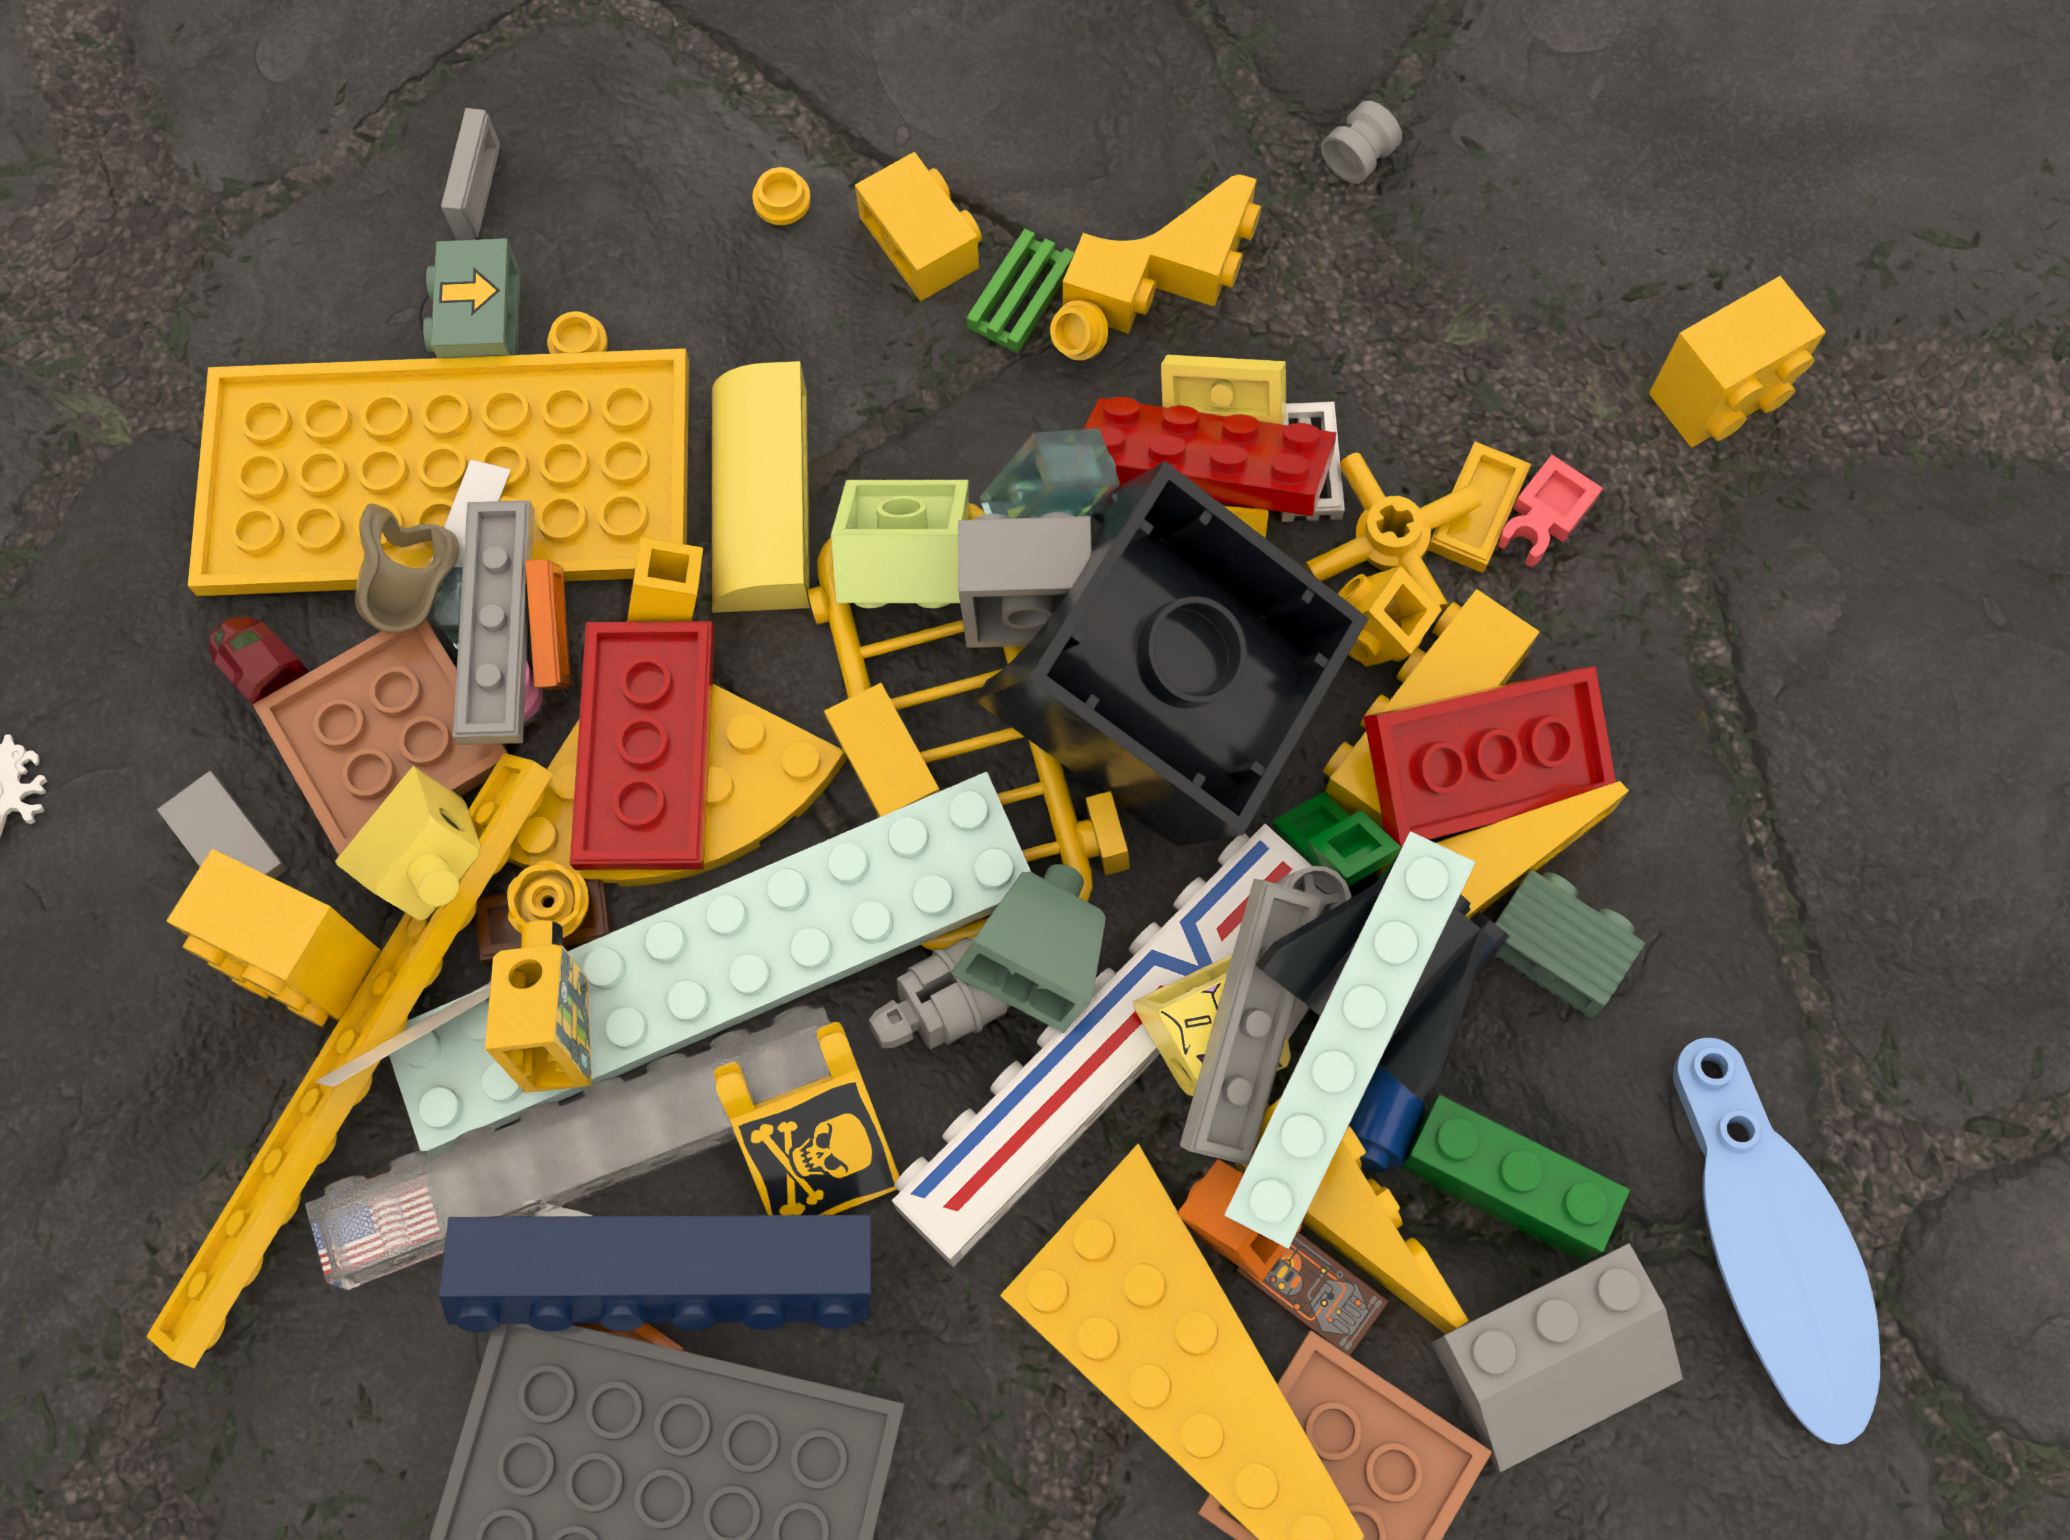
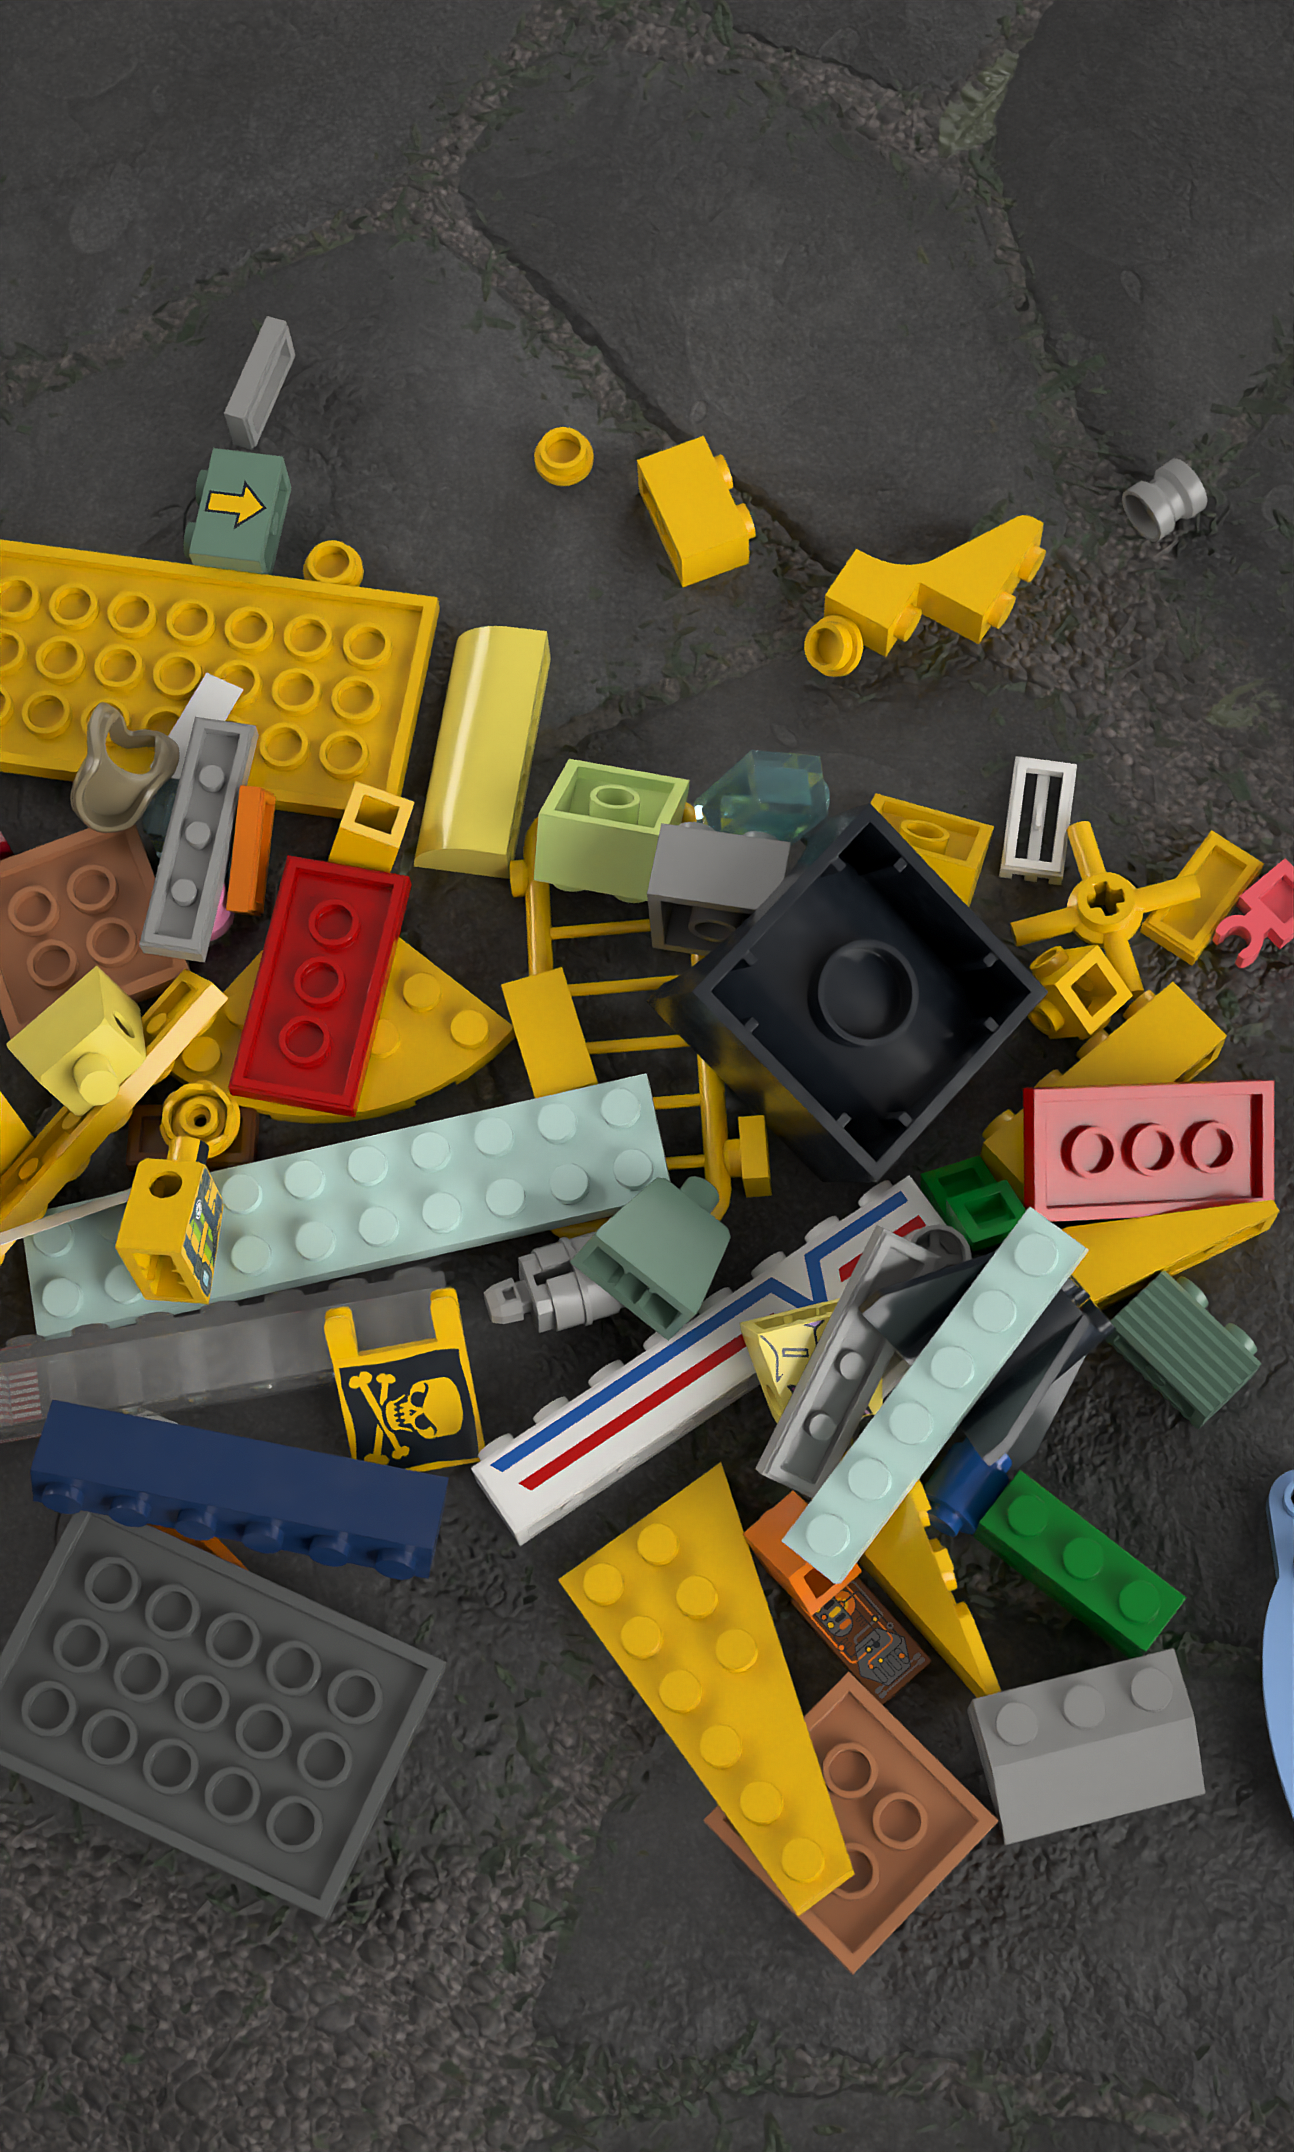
camera: 15 degrees right, 0 degrees up
(1042, 254) = (815, 560): bright green tile -> none
(1223, 455) = (940, 798): red plate -> none
(1226, 386) = (965, 734): light yellow tile -> none

